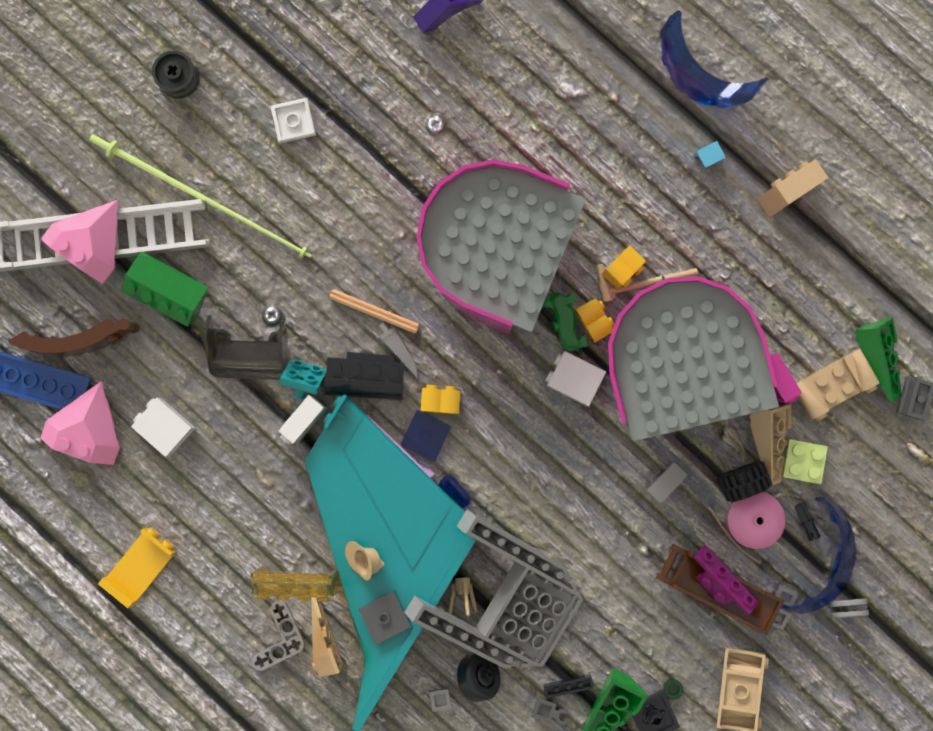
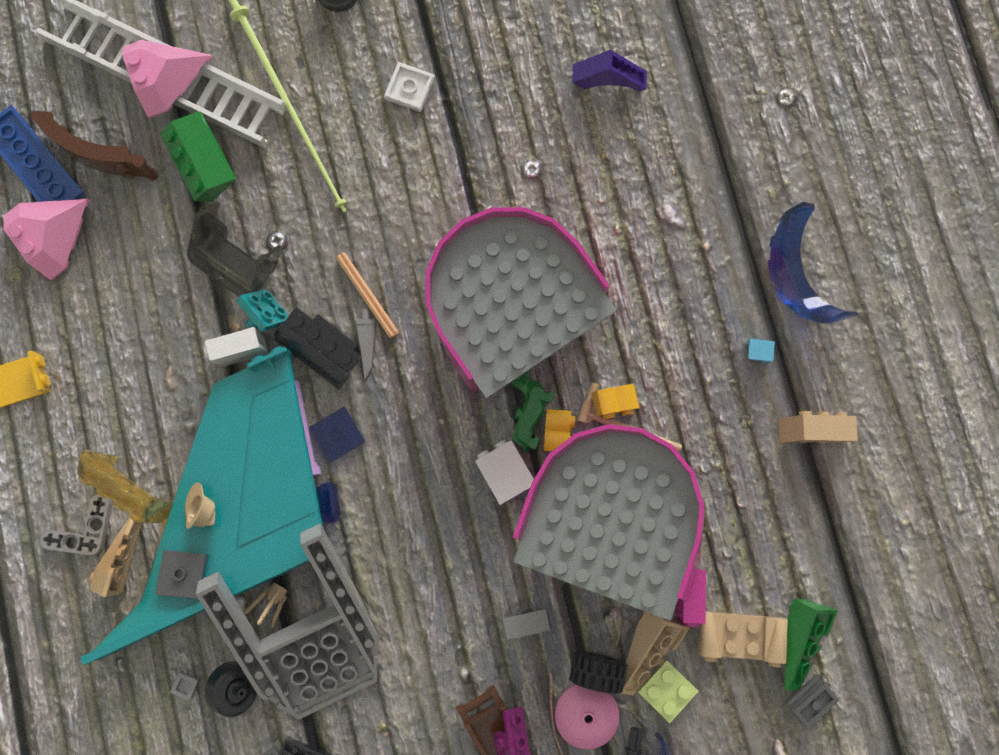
camera: 30 degrees right, 5 degrees down
(162, 426) = (113, 274): white brick -> none
(440, 400) = (370, 411): yellow brick -> none

